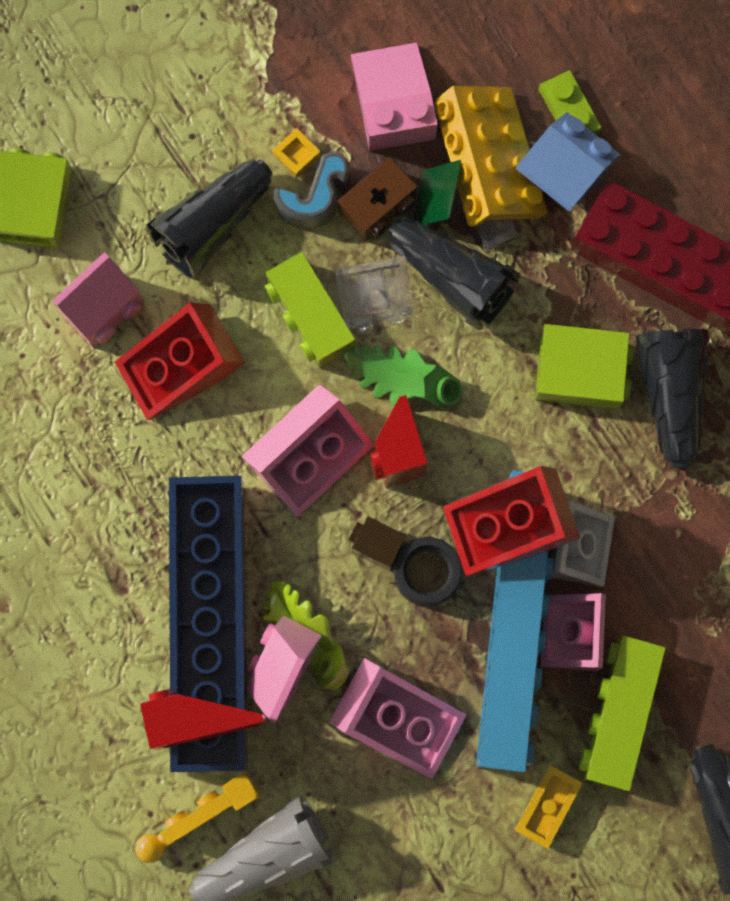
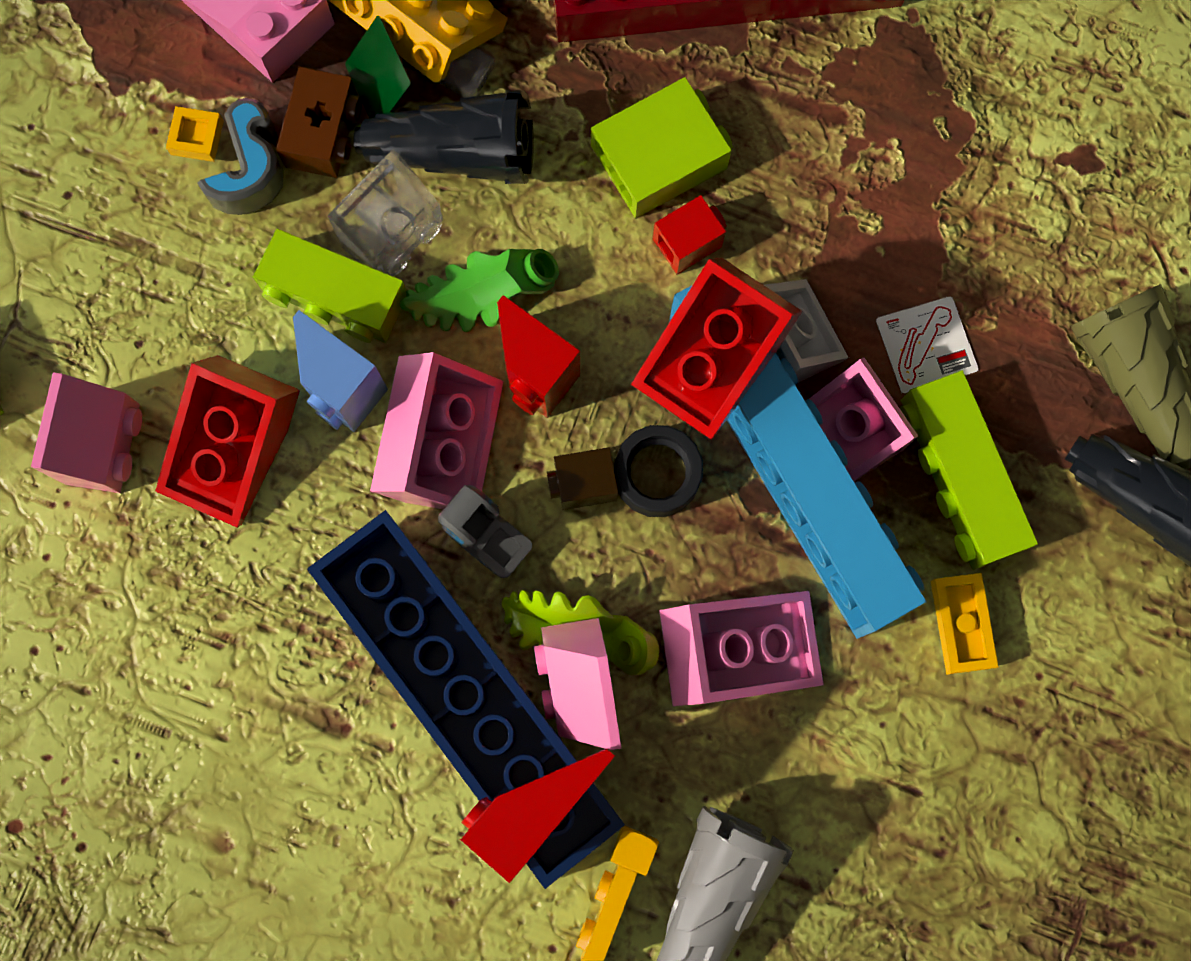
camera: 40 degrees left, 0 degrees up
(206, 217) = (144, 265): black cone -> none
(269, 370) = (338, 379): none -> medium blue slope
(291, 532) = (477, 527): none -> dark grey animal
(560, 435) = (690, 234): none -> red brick
(662, 614) = (926, 343): none -> white sticker
(675, 375) = (762, 88): black cone -> none

